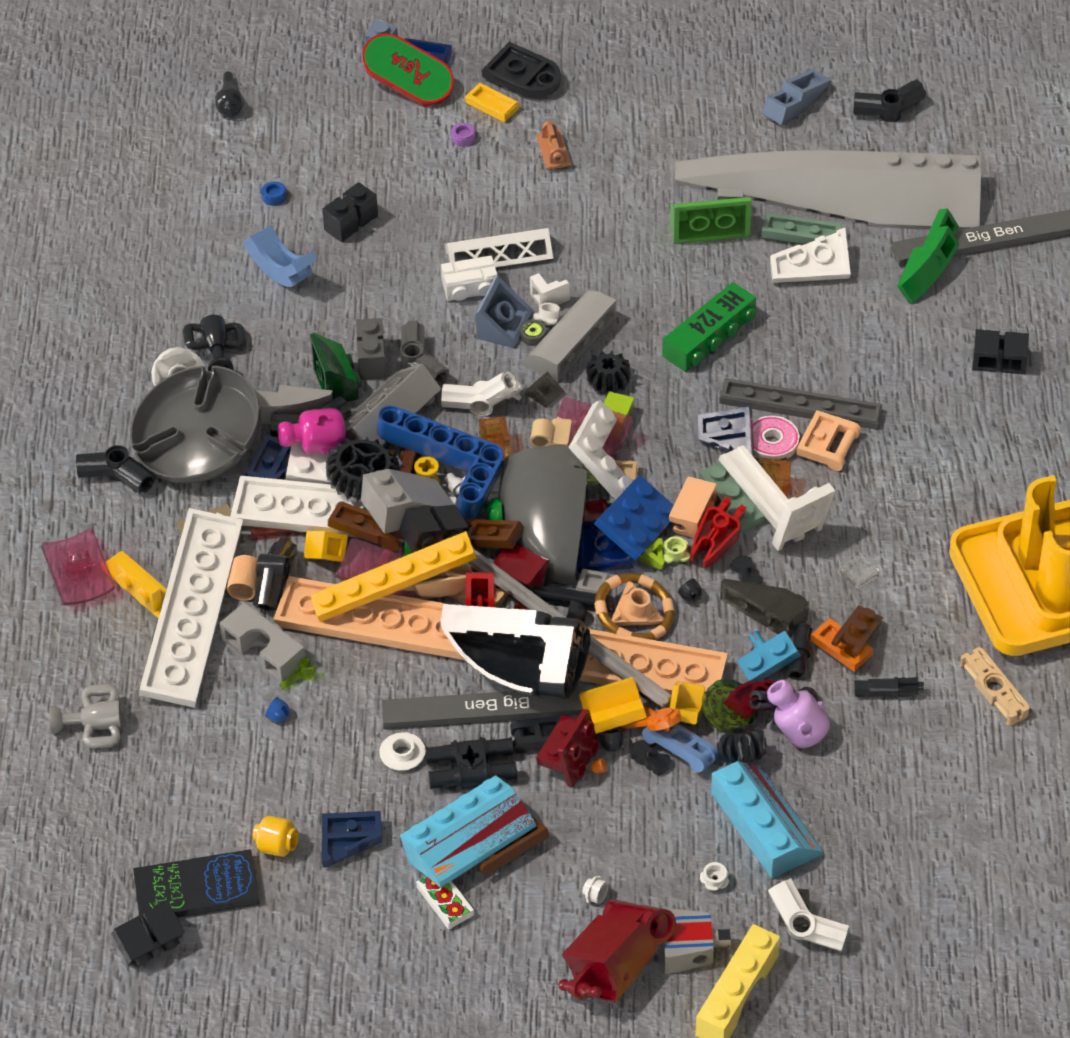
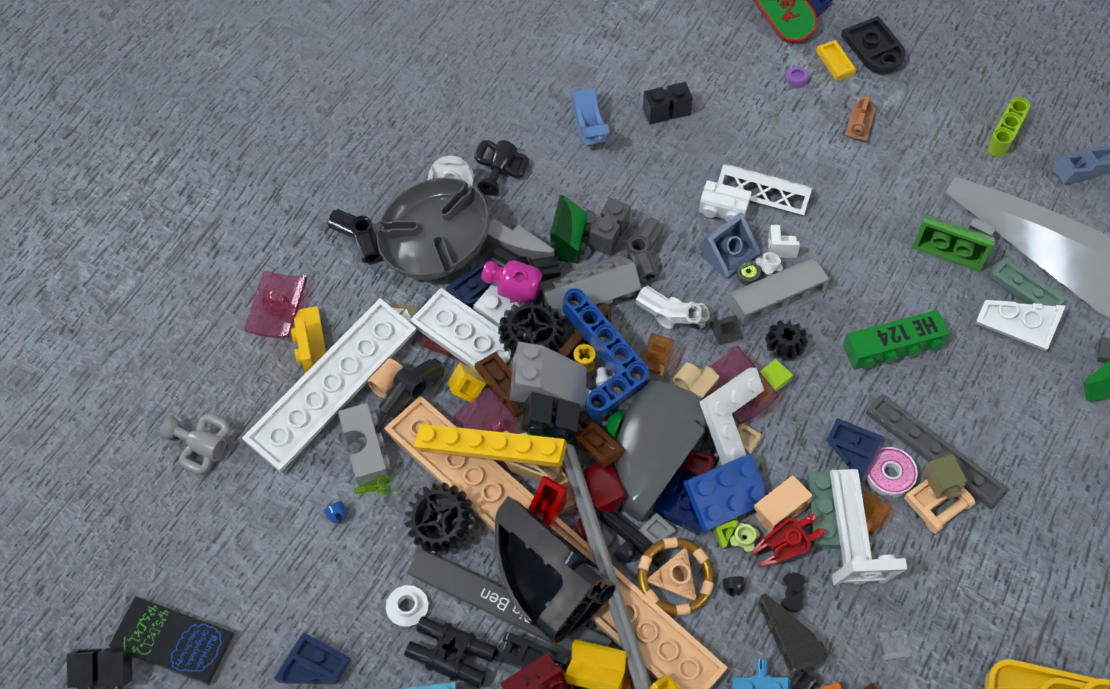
camera: 30 degrees right, 10 degrees up
(273, 193) = (623, 61): blue tile -> none
(275, 836) = (254, 632): yellow head -> none
(394, 644) = (420, 525): none -> black gear
(700, 94) = (1008, 127): none -> lime beam
(823, 414) = (945, 477): none -> olive brick

